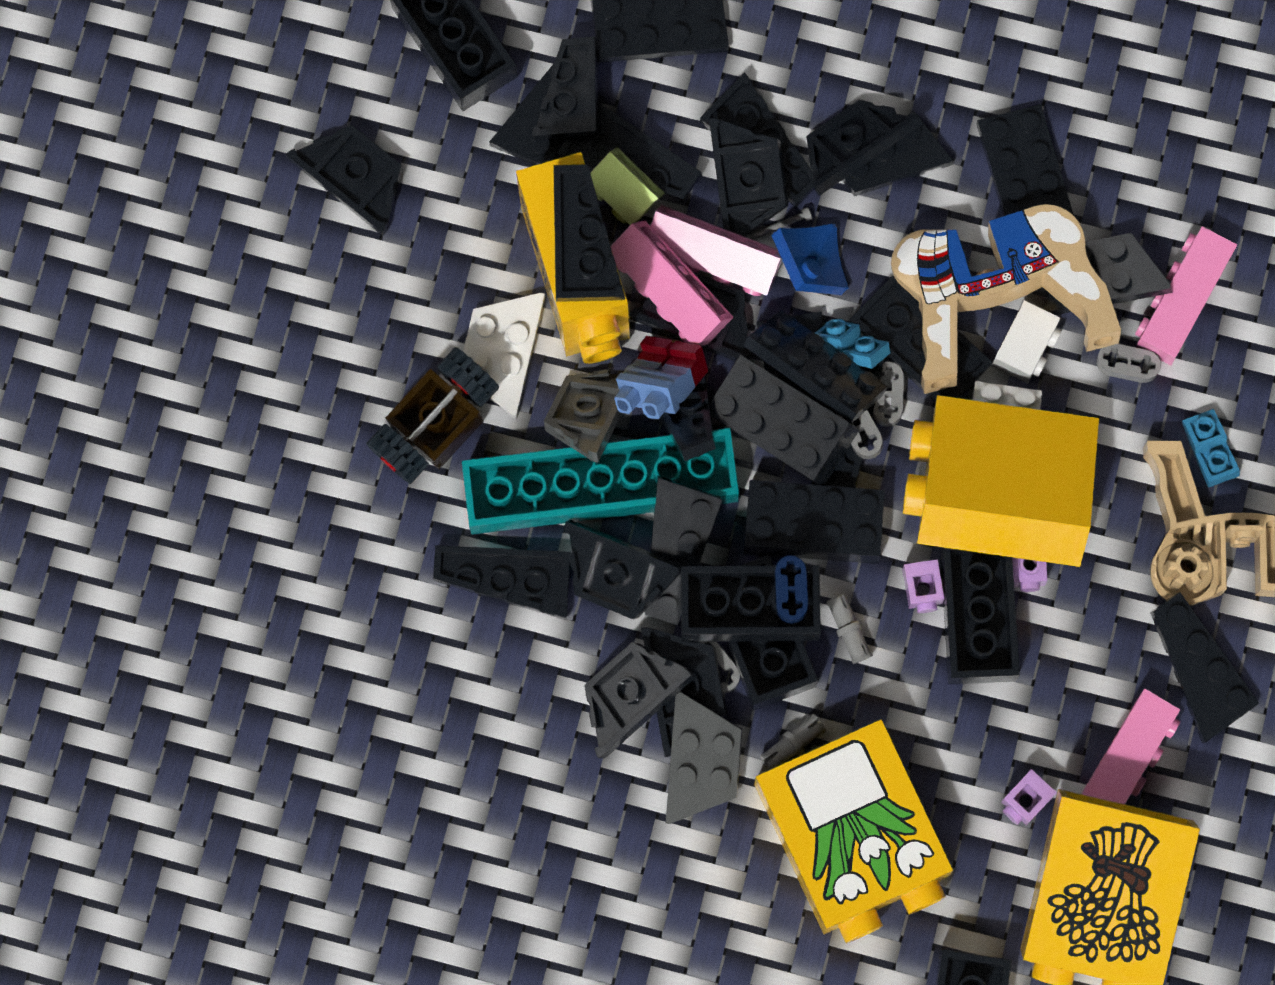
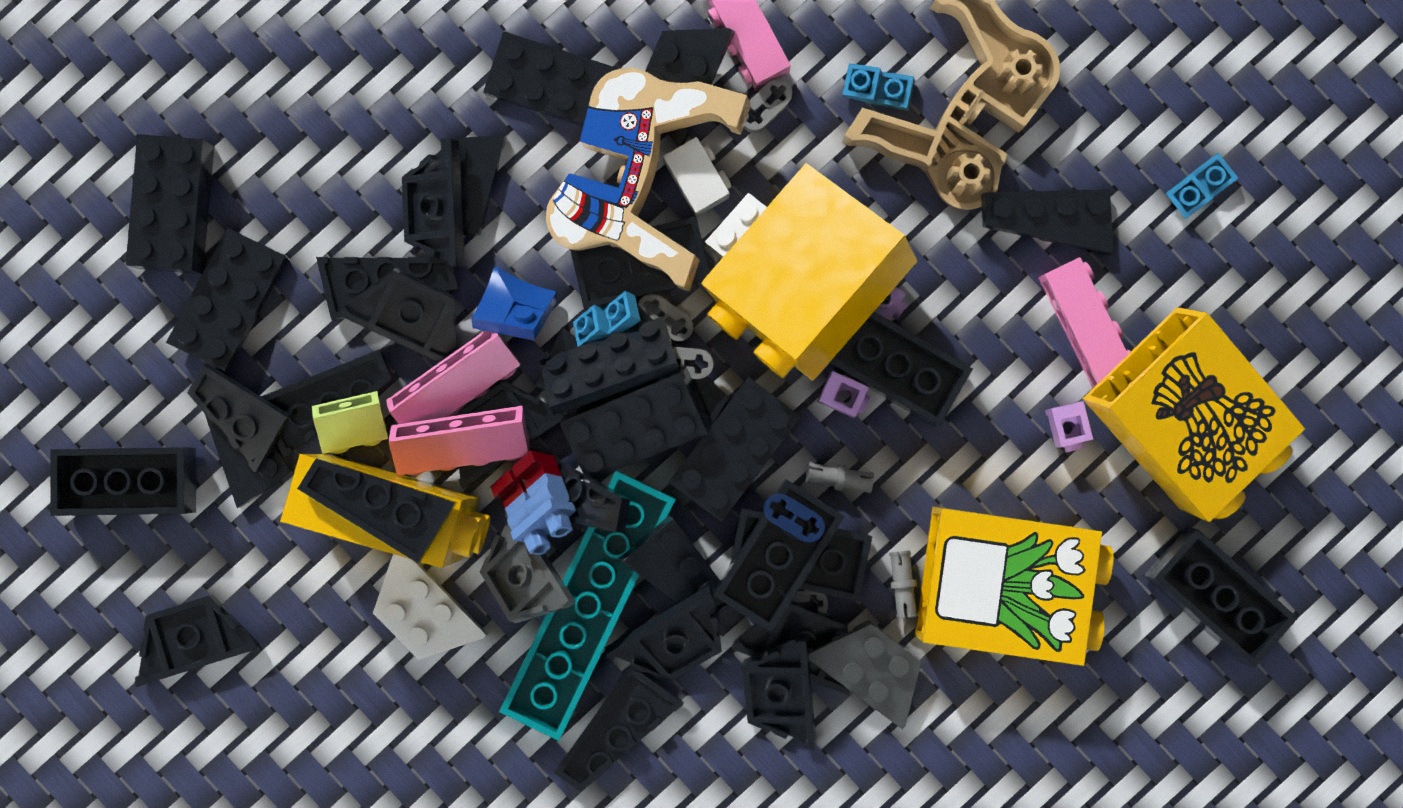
camera: 60 degrees left, 10 degrees up
(434, 417) = (446, 710): brick -> none
(804, 215) = (470, 286): light grey piece -> none

